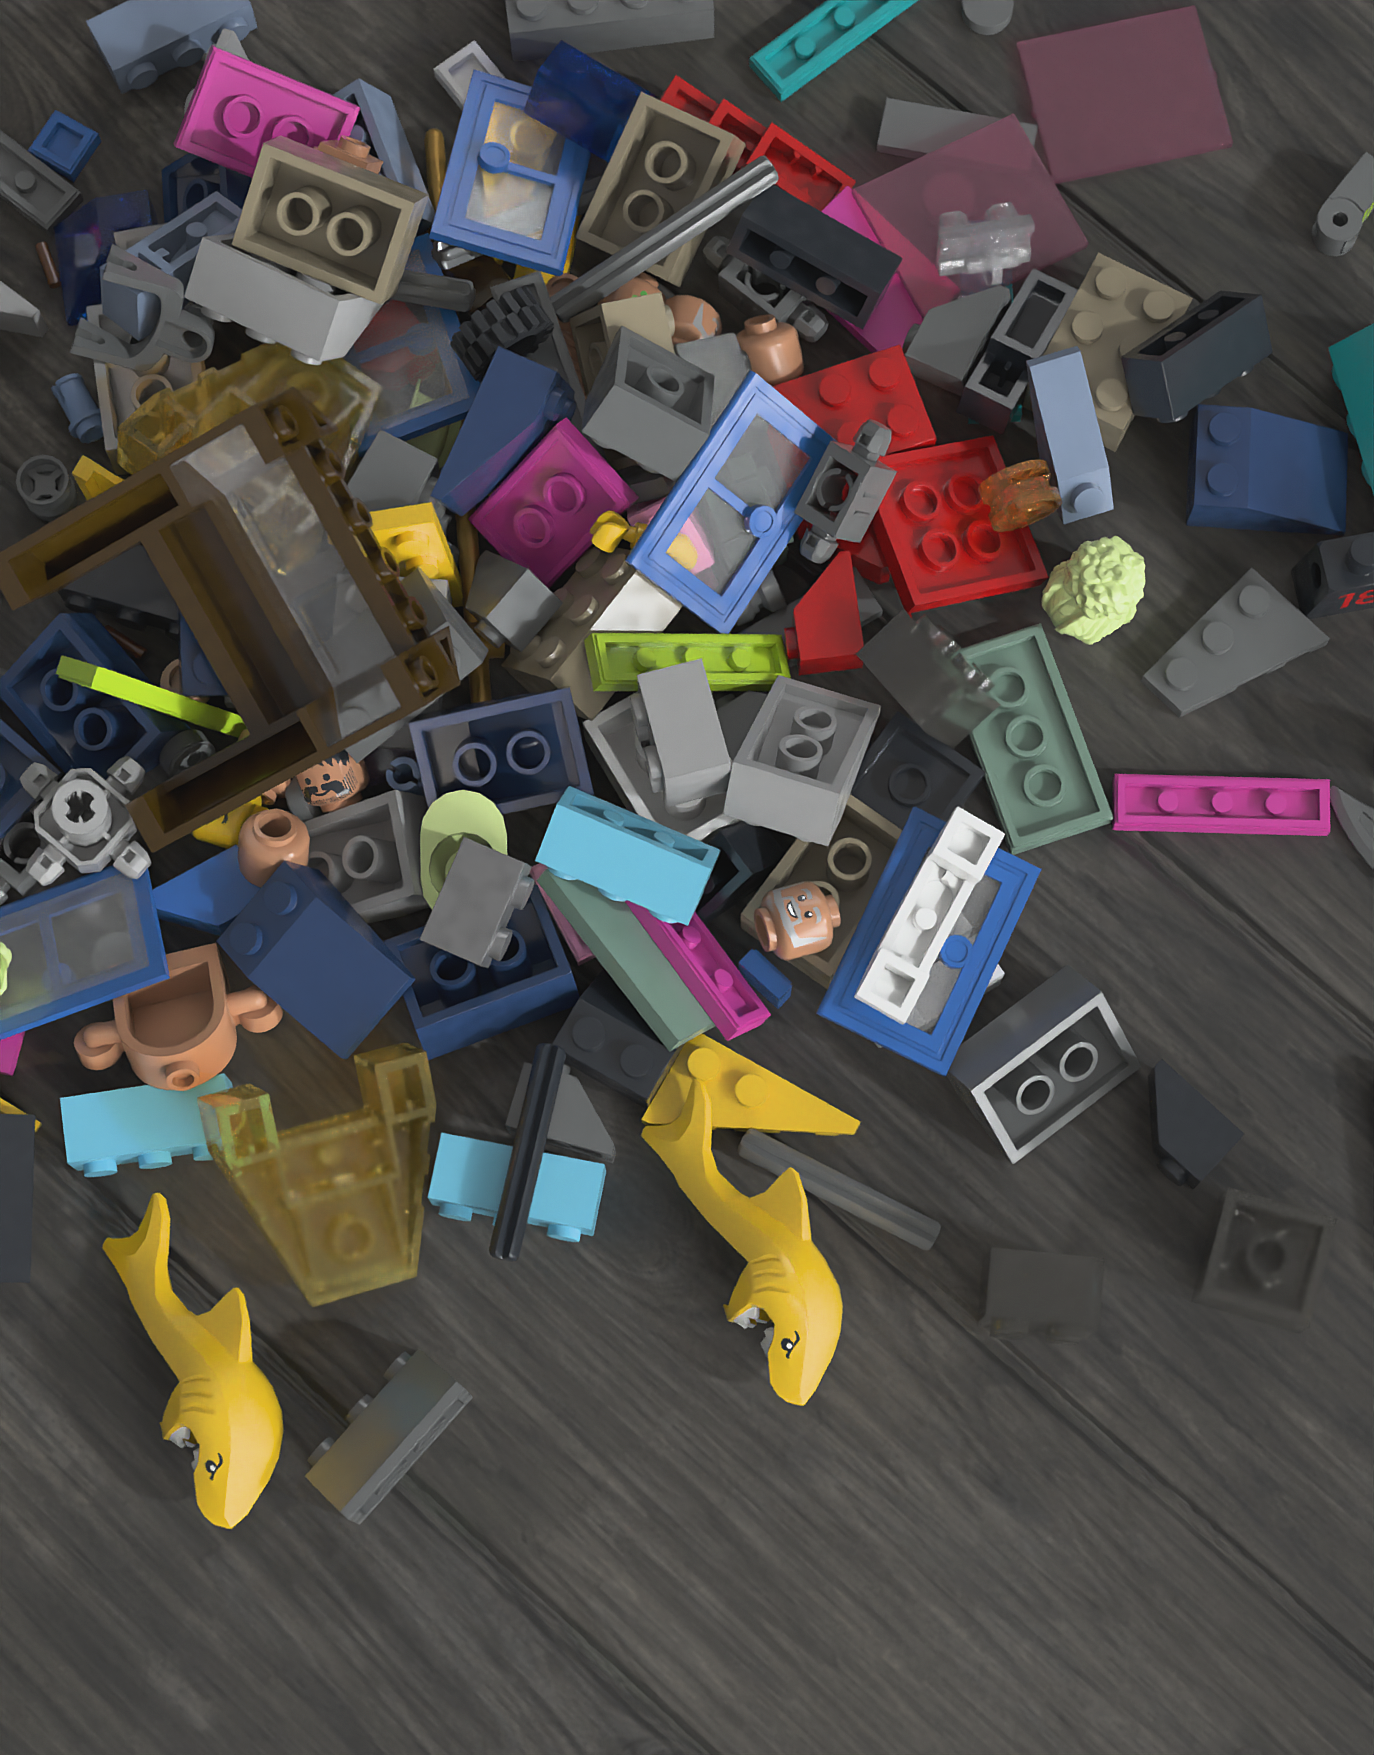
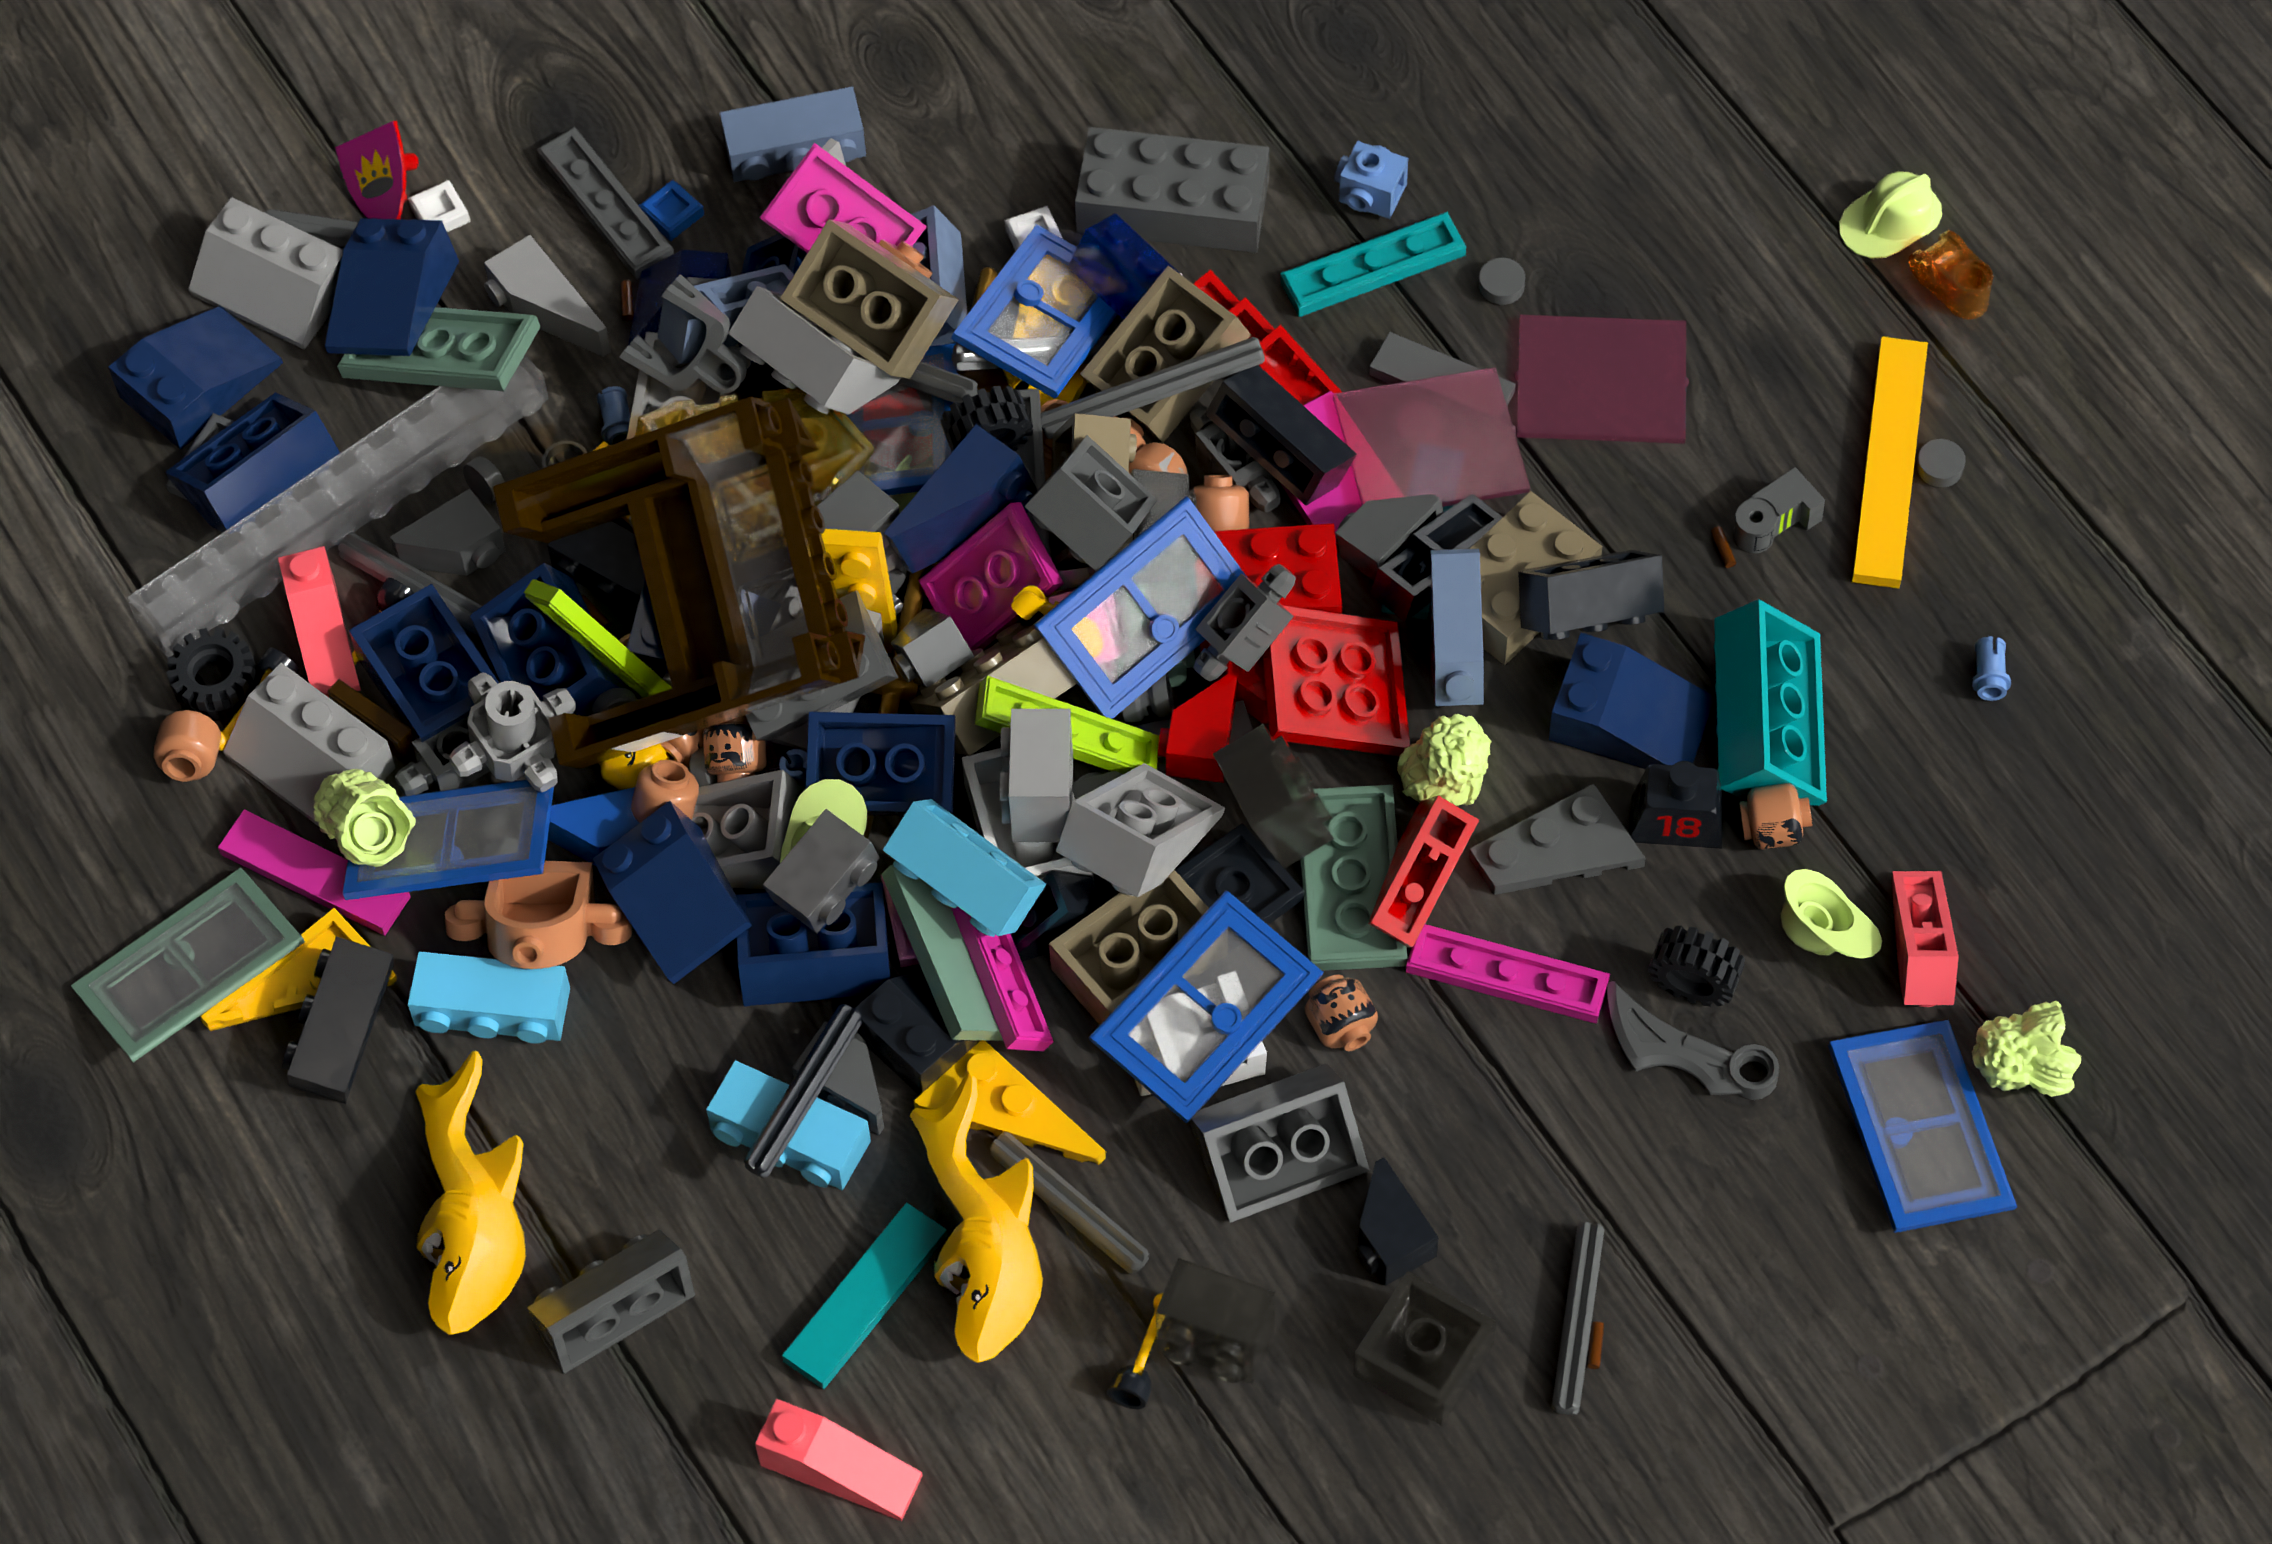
camera: 15 degrees right, 15 degrees down
(337, 1191) = (631, 1093): clear yellow wedge -> none
(654, 1352) = (864, 1296): none -> teal tile
(685, 1551) = (835, 1460): none -> coral slope
(765, 978) = (1058, 1011): blue tile -> none
(796, 920) = (1092, 953): nougat head -> none
(927, 915) = (1210, 976): white slope -> none
(965, 1376) = (1131, 1383): none -> black hinge
(985, 245) = (1431, 460): clear hips -> none
(1020, 495) = (1400, 670): clear orange wheel -> none
(1065, 900) = (1341, 1012): none -> nougat head
(1103, 716) = (1421, 868): none -> red slope
(1307, 257) = (1723, 547): none -> reddish brown piece

